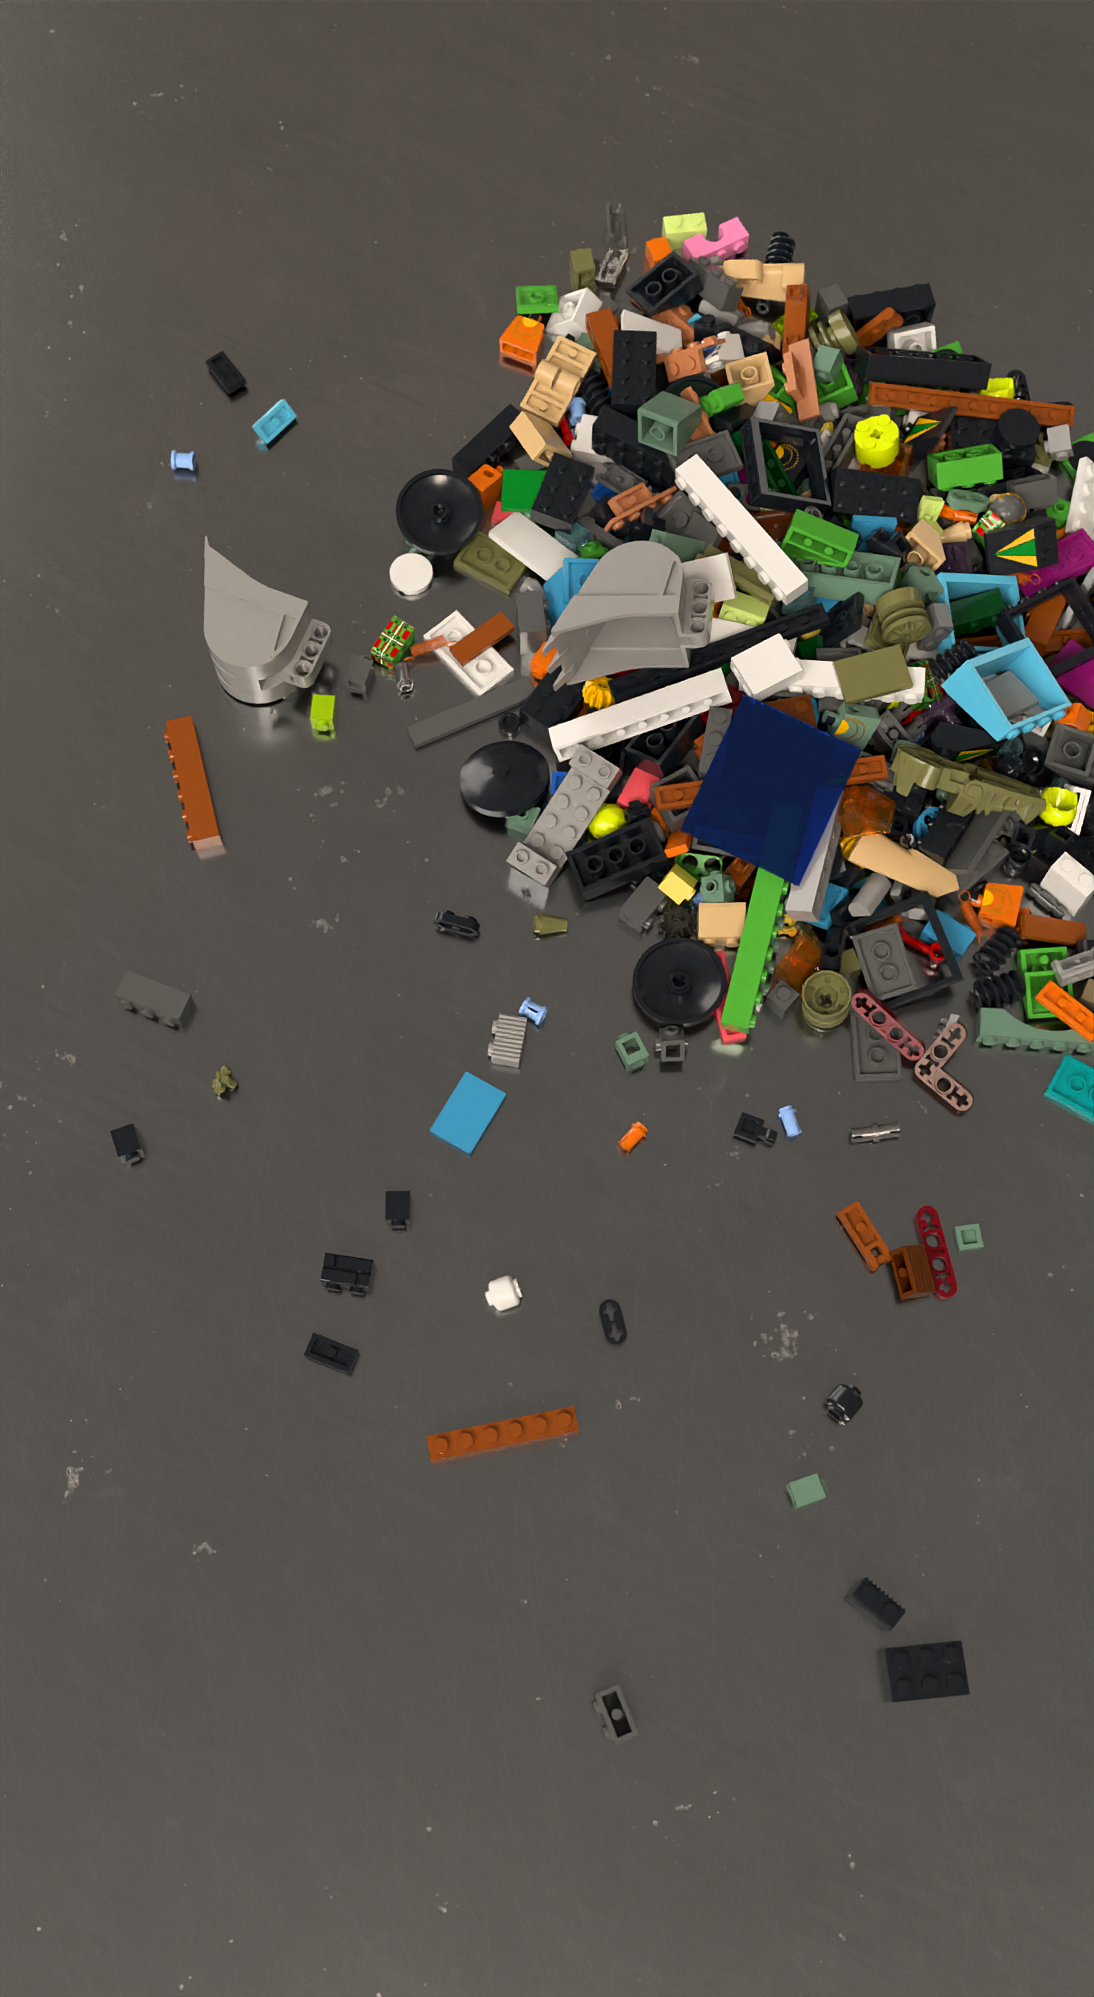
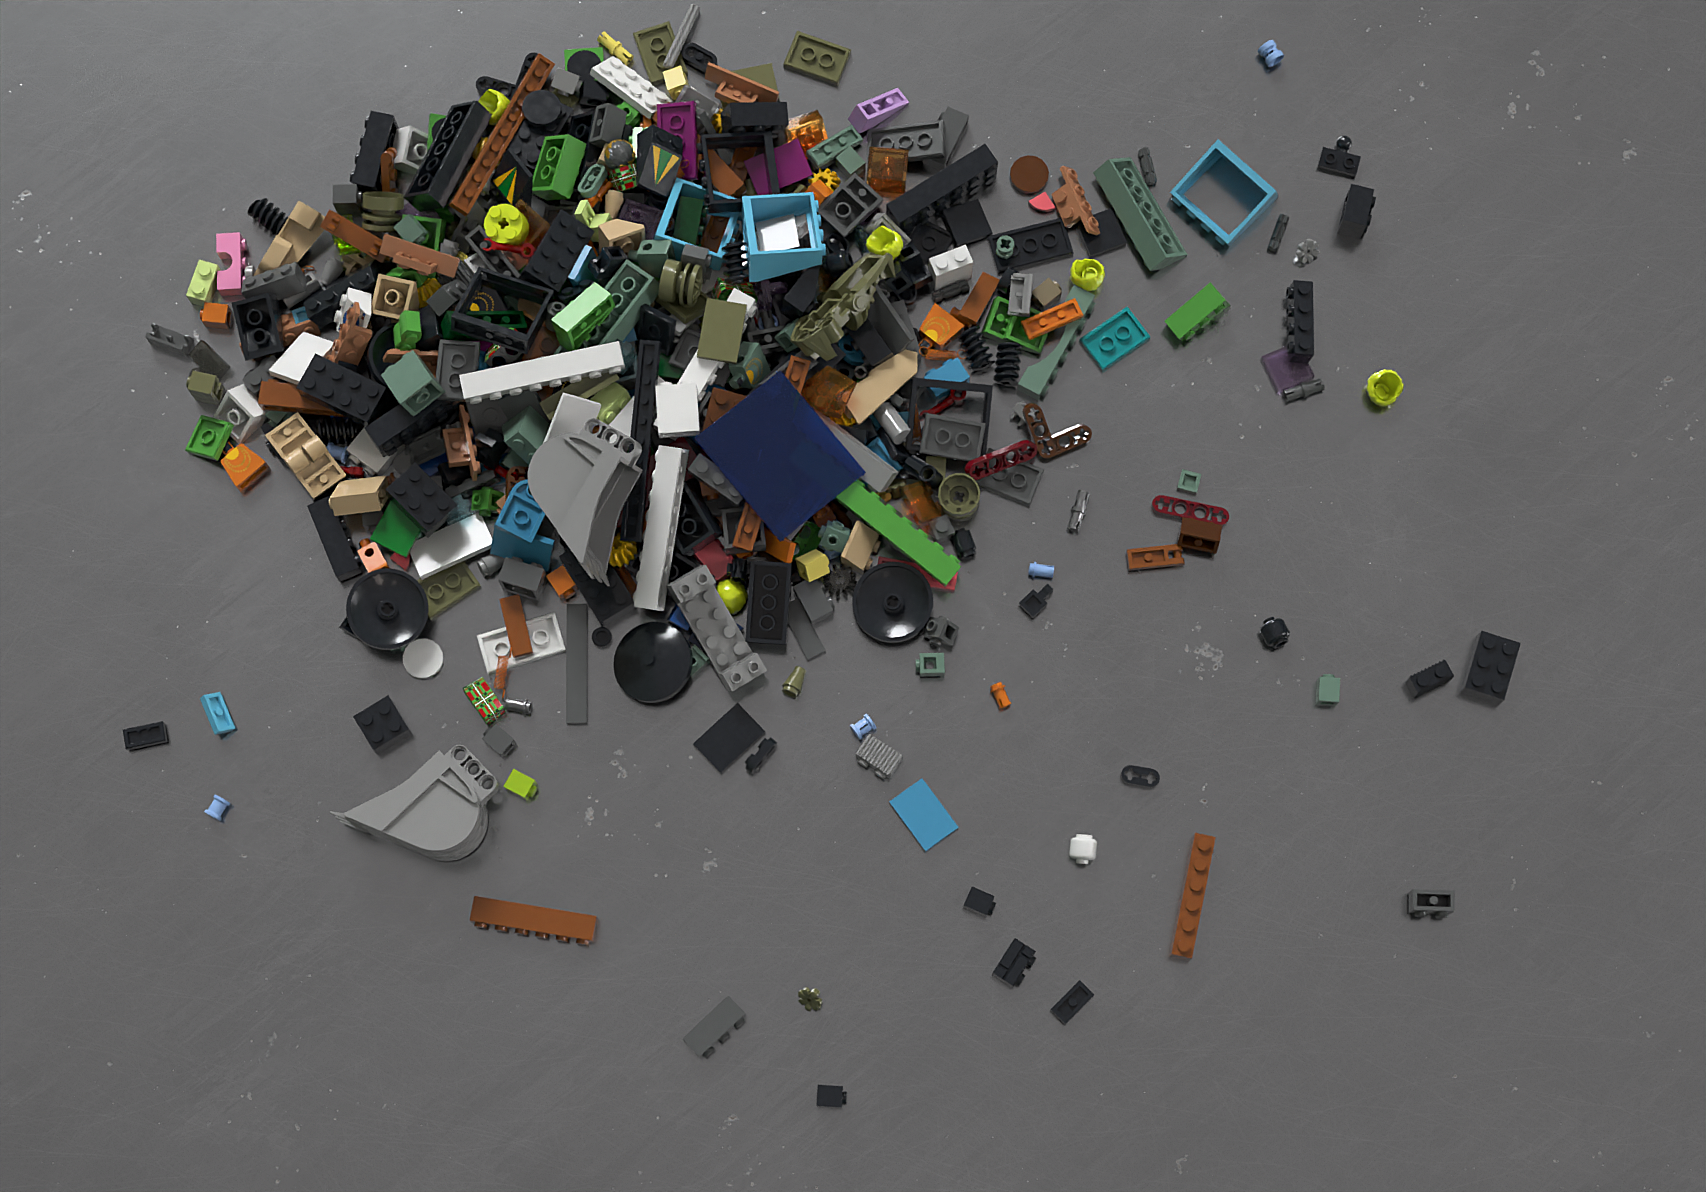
camera: 65 degrees left, 5 degrees up
(327, 564) = (382, 725): none -> black brick
(461, 886) = (729, 738): none -> black tile
(606, 912) = (804, 631): none -> dark grey tile
(779, 1028) = (964, 543): none -> black brick
(859, 464) = (510, 248): none -> red brick
(1066, 472) = (593, 93): none -> black brick

